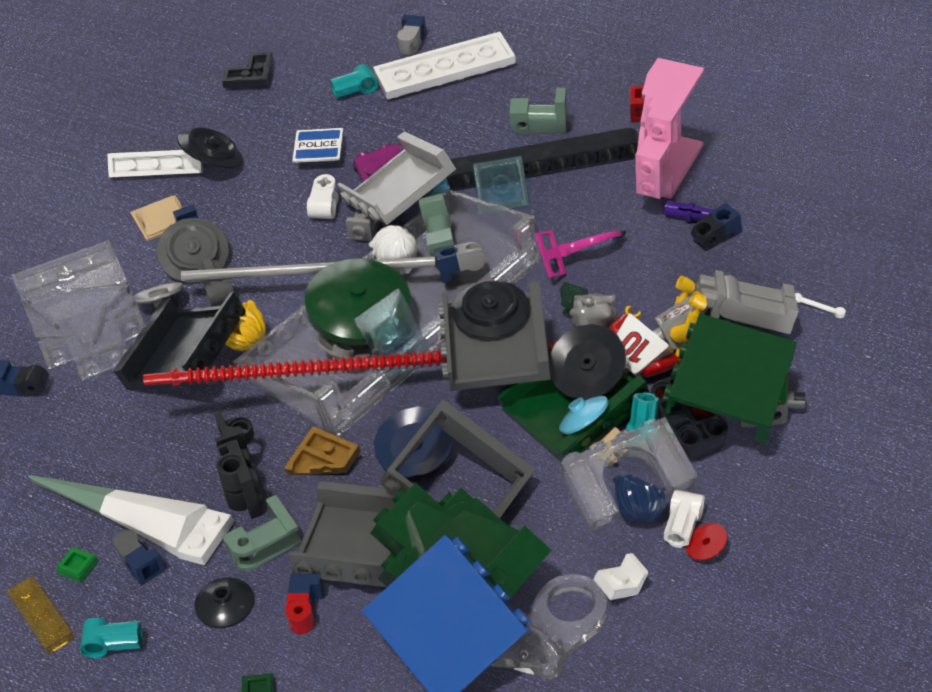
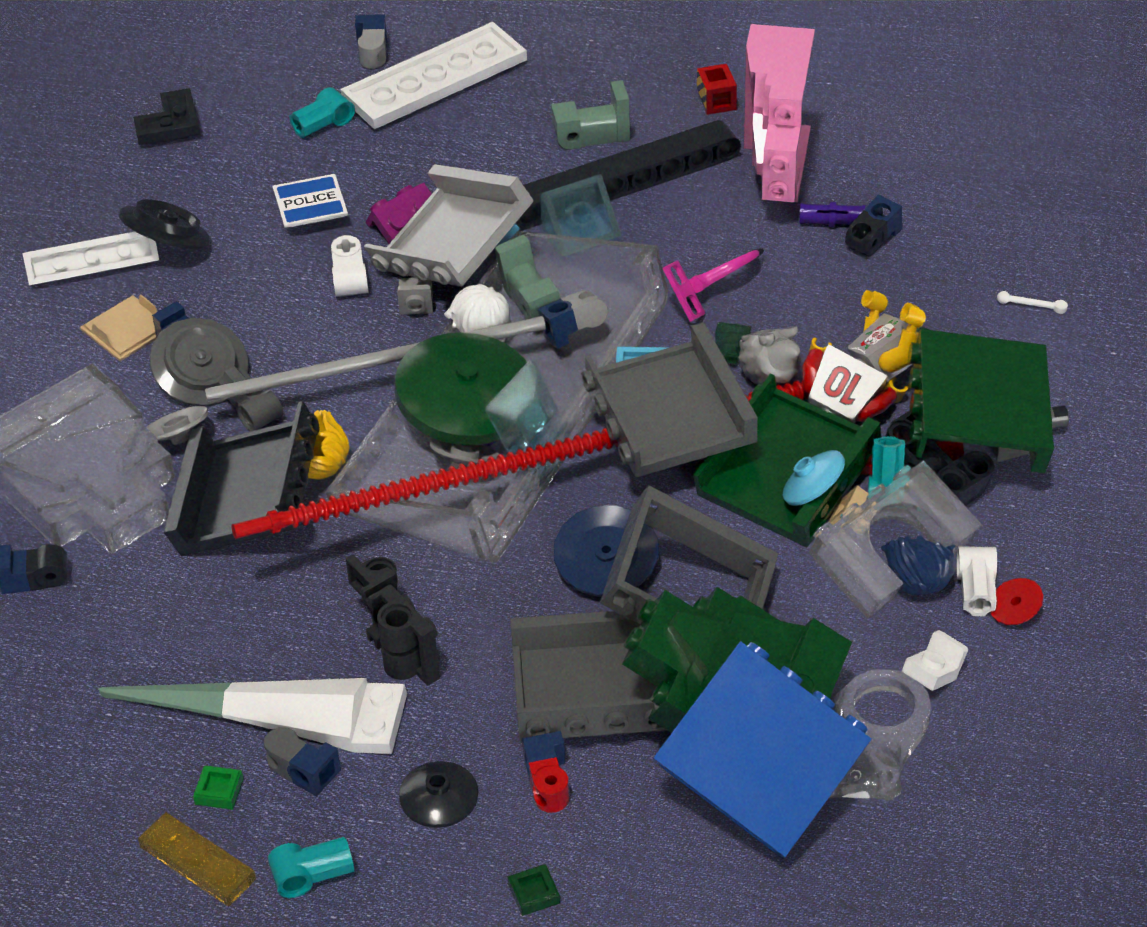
camera: 20 degrees left, 0 degrees up
(265, 540) = (464, 707): sand green piece -> none
(322, 454) = (491, 587): pearl gold wing -> none
(490, 309) = (649, 368): black piece -> none
(587, 361) = (797, 411): black piece -> none
(749, 302) = (962, 310): light grey hips -> none

